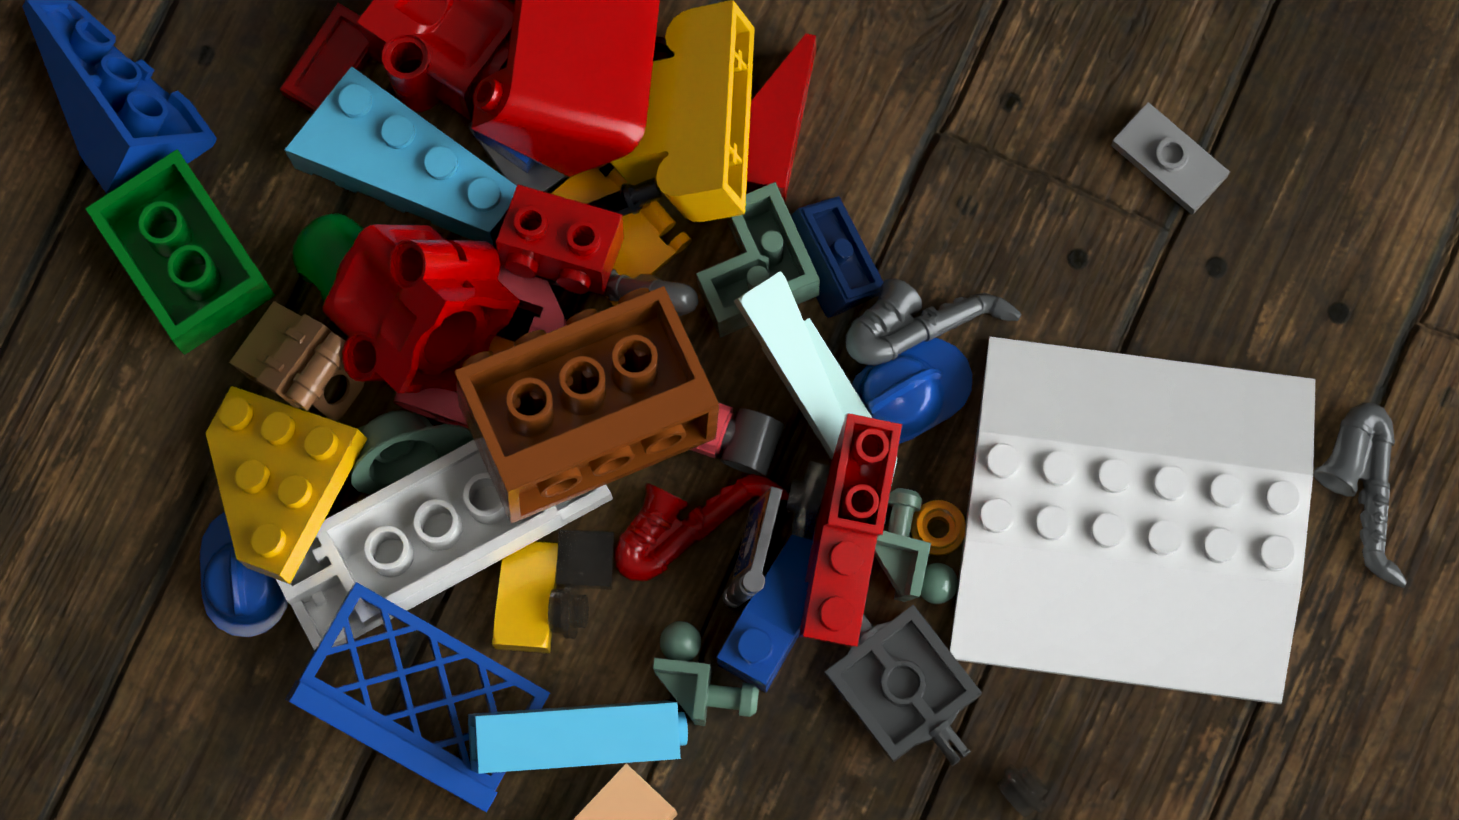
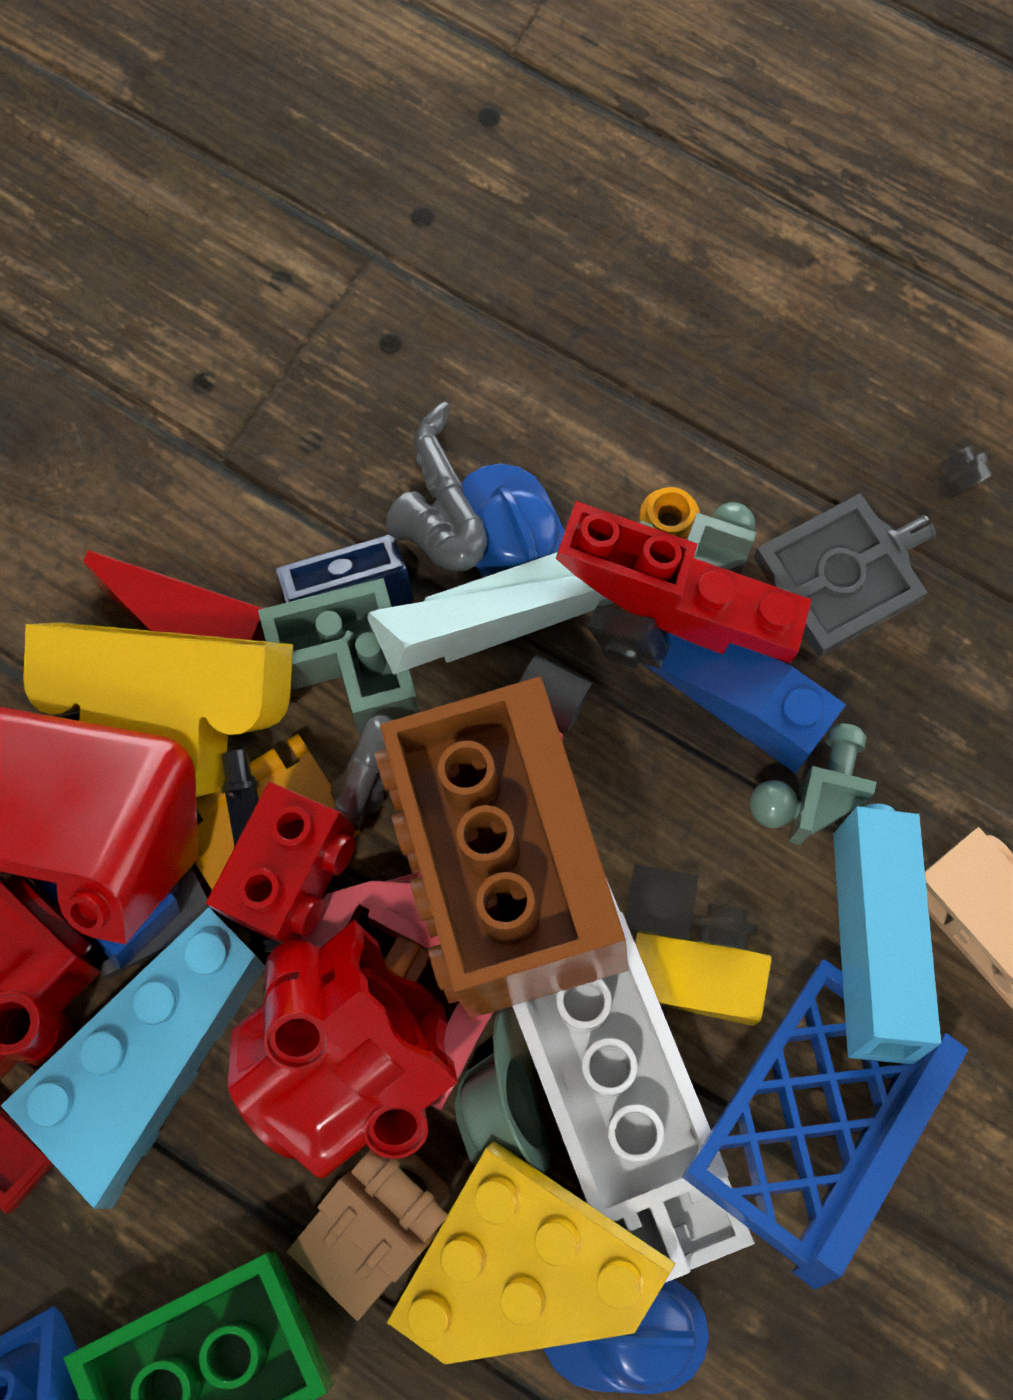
camera: 90 degrees left, 5 degrees down
(322, 248) = (237, 1169): green helmet -> none
(660, 537) = (644, 813): red piece -> none
(753, 550) = (688, 694): flat silver piece -> none
(1136, 520) = (681, 324): white slope -> none
(1170, 158) = (299, 236): light grey plate -> none
(1365, 455) = (660, 116): dark grey piece -> none

